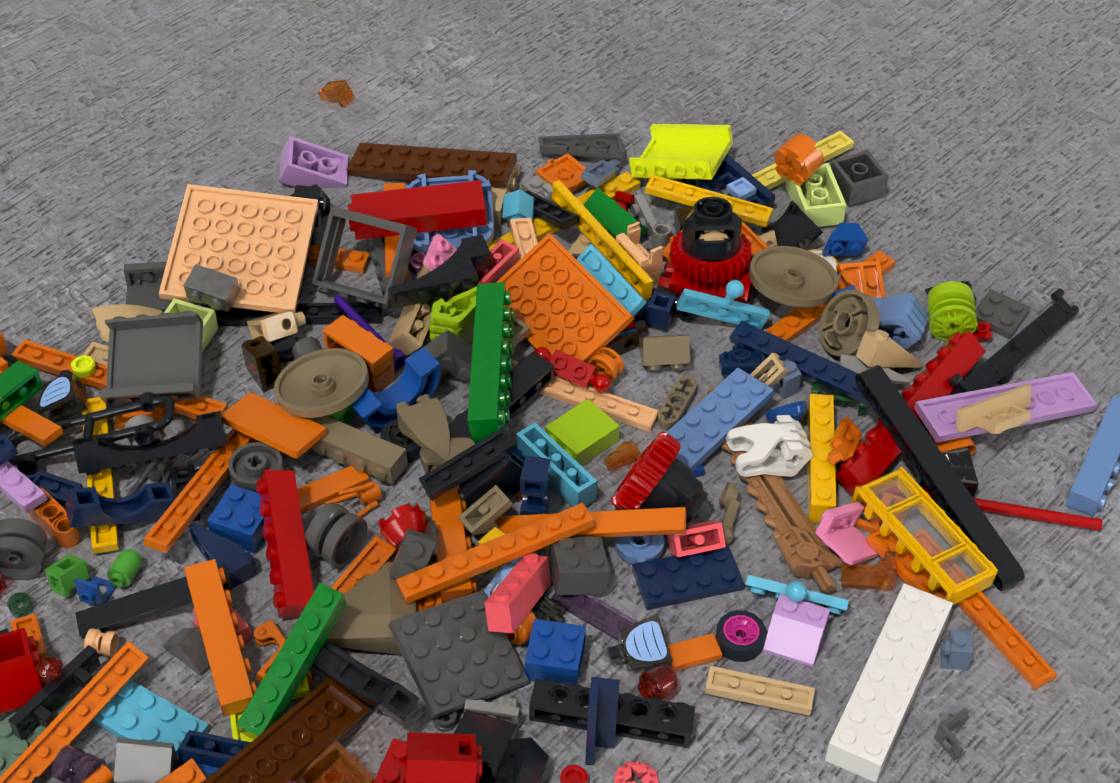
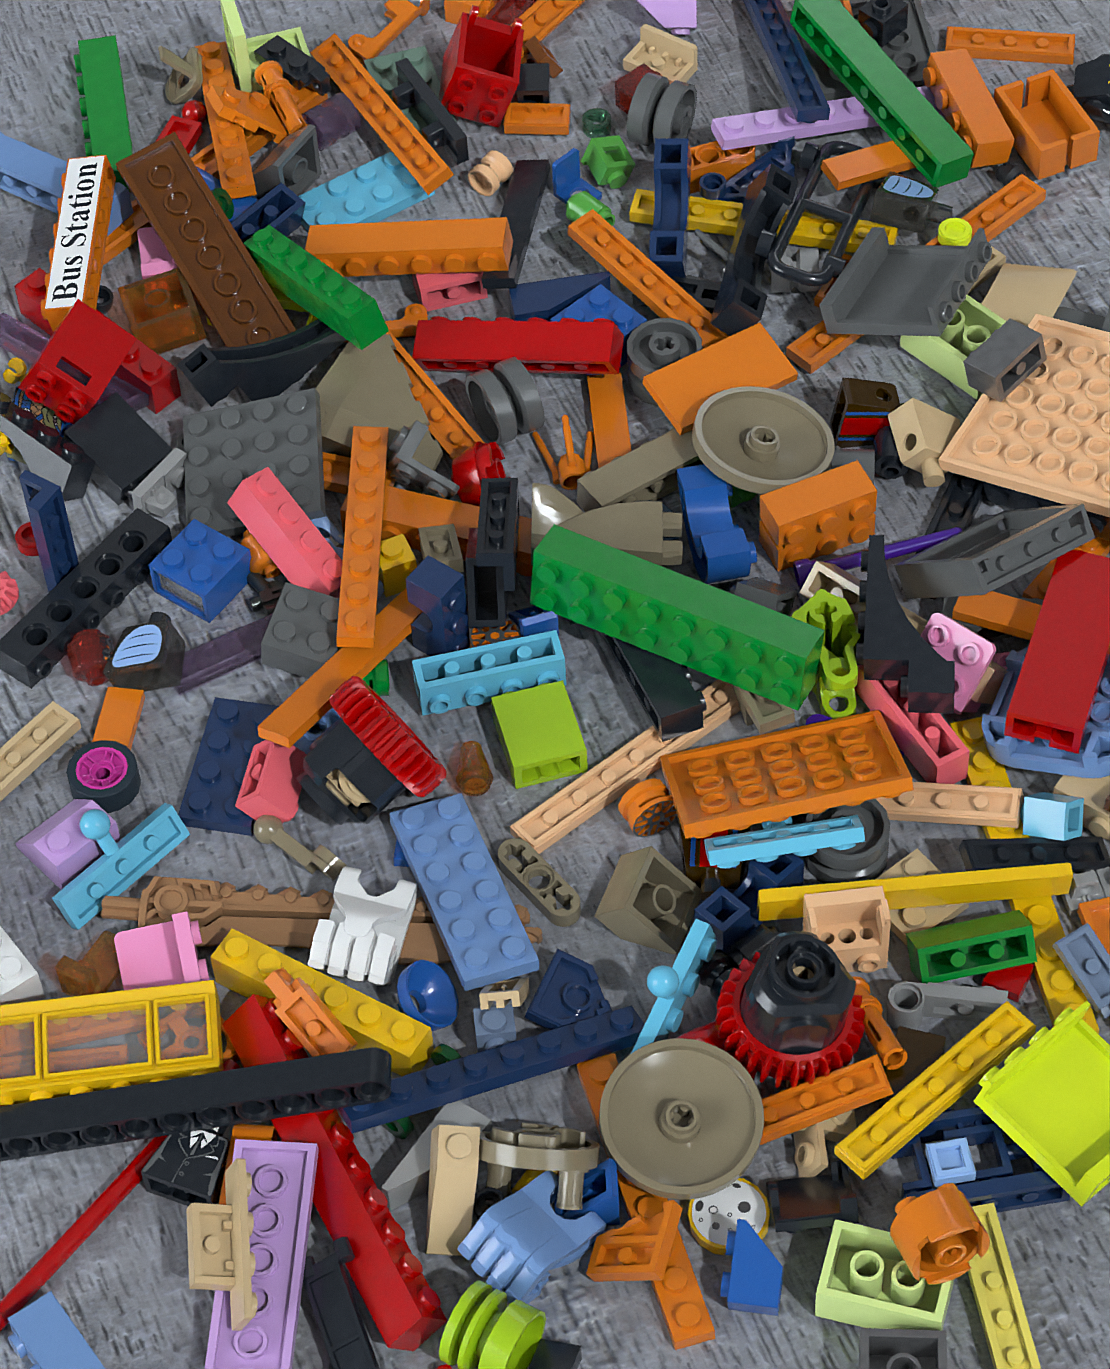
camera: 120 degrees right, 5 degrees up
(49, 668) = (443, 90): clear red plate -> none
(575, 370) = (660, 757): red plate -> none
(622, 195) = (1028, 999): red tile -> none

